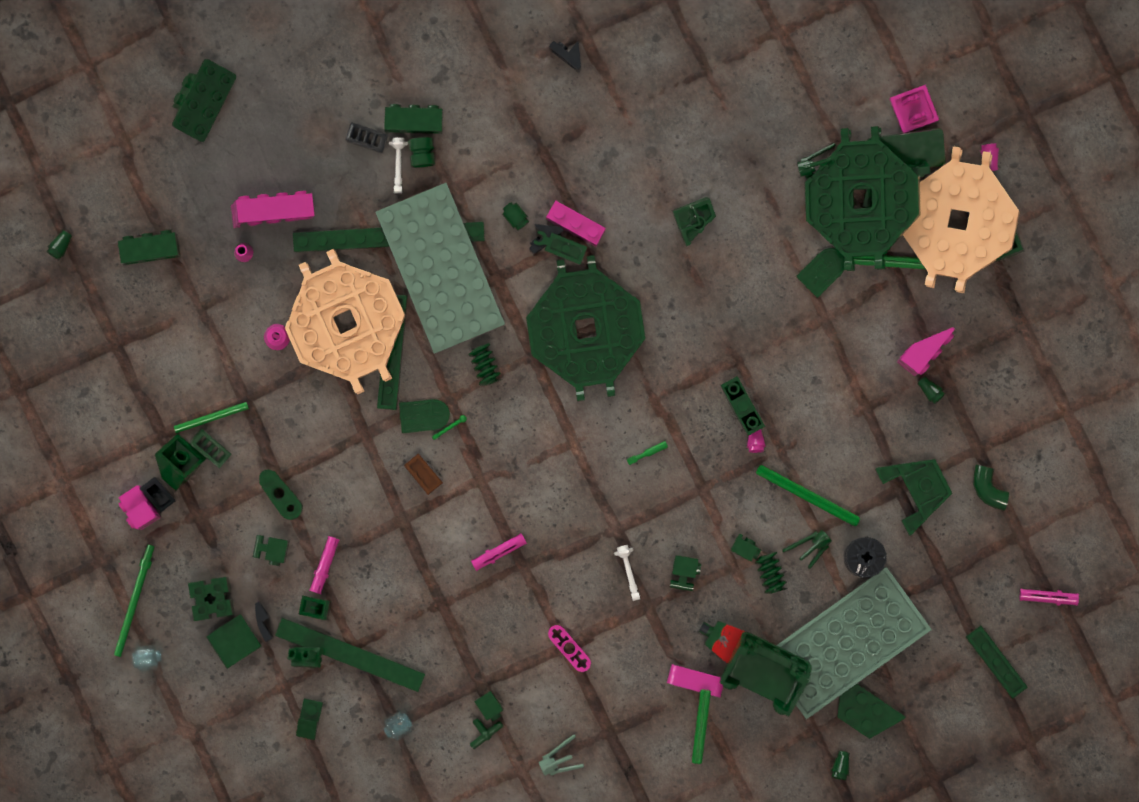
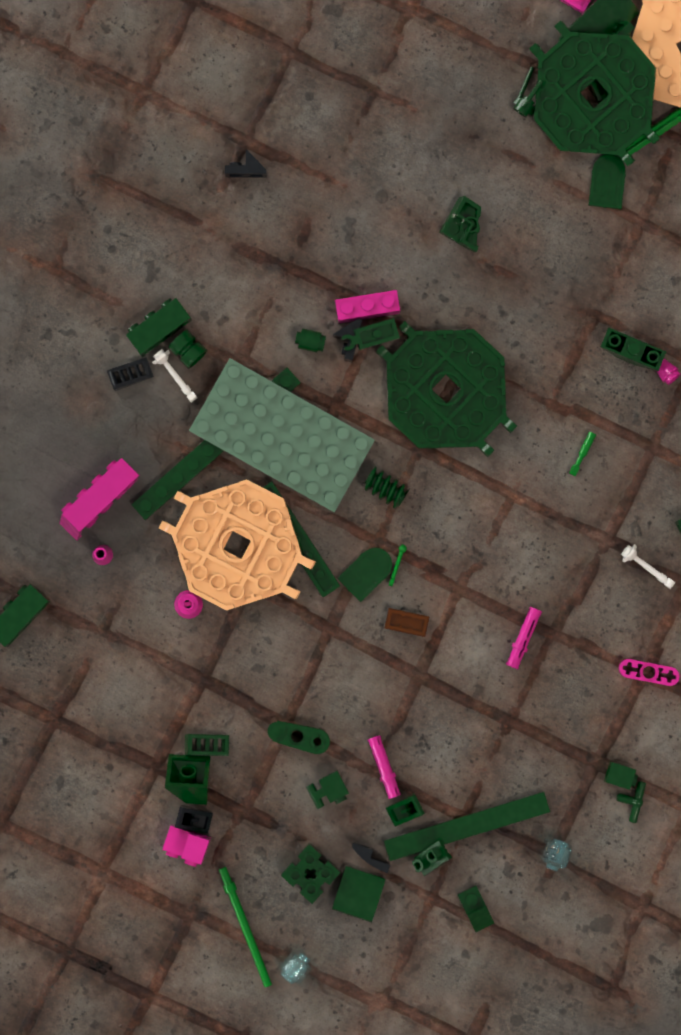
camera: 35 degrees left, 0 degrees up
(210, 417) = (186, 717): green bar -> none

